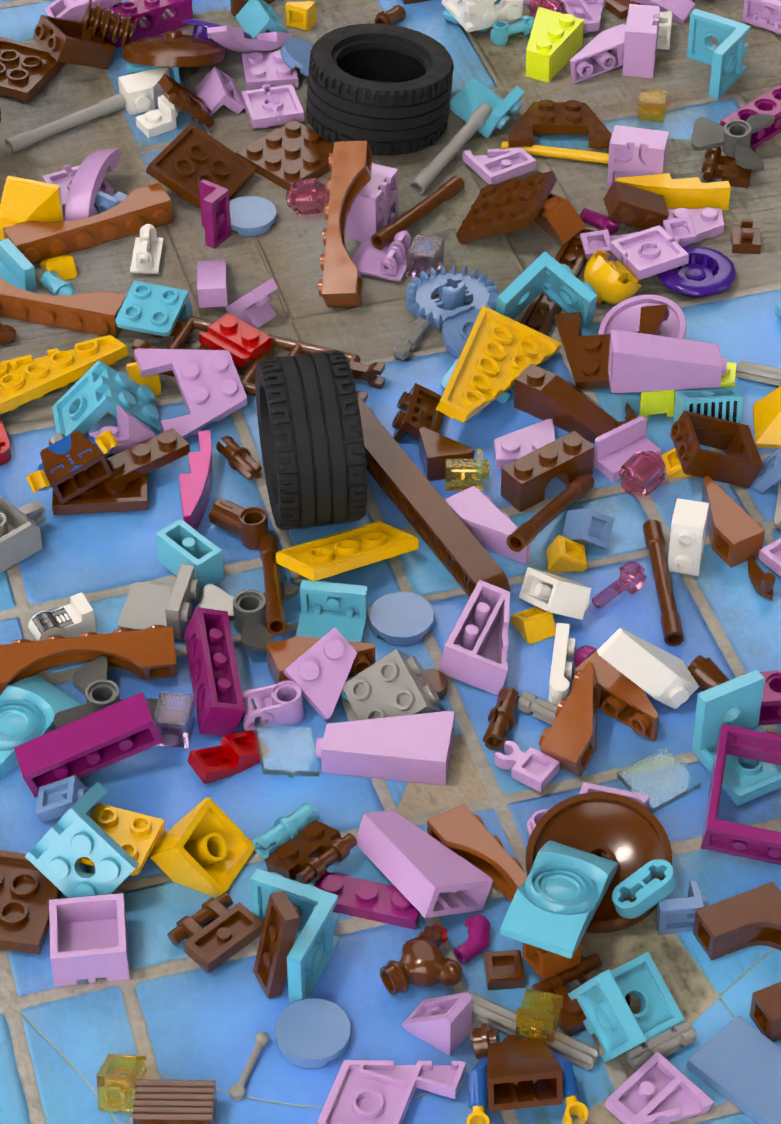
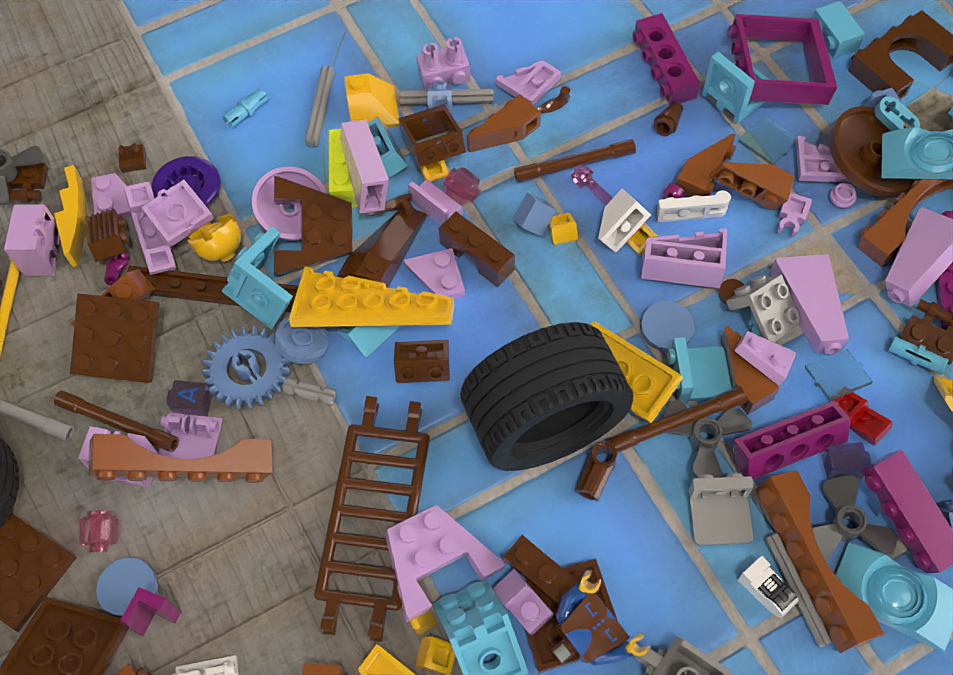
camera: 100 degrees left, 20 degrees up
(153, 308) = (319, 631): medium azure bracket -> none
(184, 545) = (662, 496): medium azure brick -> none
(196, 485) = (569, 520): slope -> none
(212, 283) = (249, 591): lavender slope -> none
(236, 336) = (354, 536): red plate -> none
(239, 458) = (512, 495): reddish brown axle -> none
(254, 305) = (283, 540): lavender slope -> none
(273, 705) = (807, 395): lavender piece -> none
(426, 508) = (573, 306): reddish brown beam -> none
(435, 450) = (474, 332): reddish brown slope -> none
(465, 473) = (488, 302): clear yellow bracket -> none
(486, 523) = (546, 289): lavender slope -> none
(500, 164) = (27, 366): lavender wing -> none
(501, 719) = (771, 237): reddish brown pin -> none
(528, 531) = (573, 238): reddish brown piece -> none
(541, 708) = (733, 212): light grey axle -> none
(649, 667) = (691, 140): white slope -> none
(687, 537) = (542, 138): white brick -> none

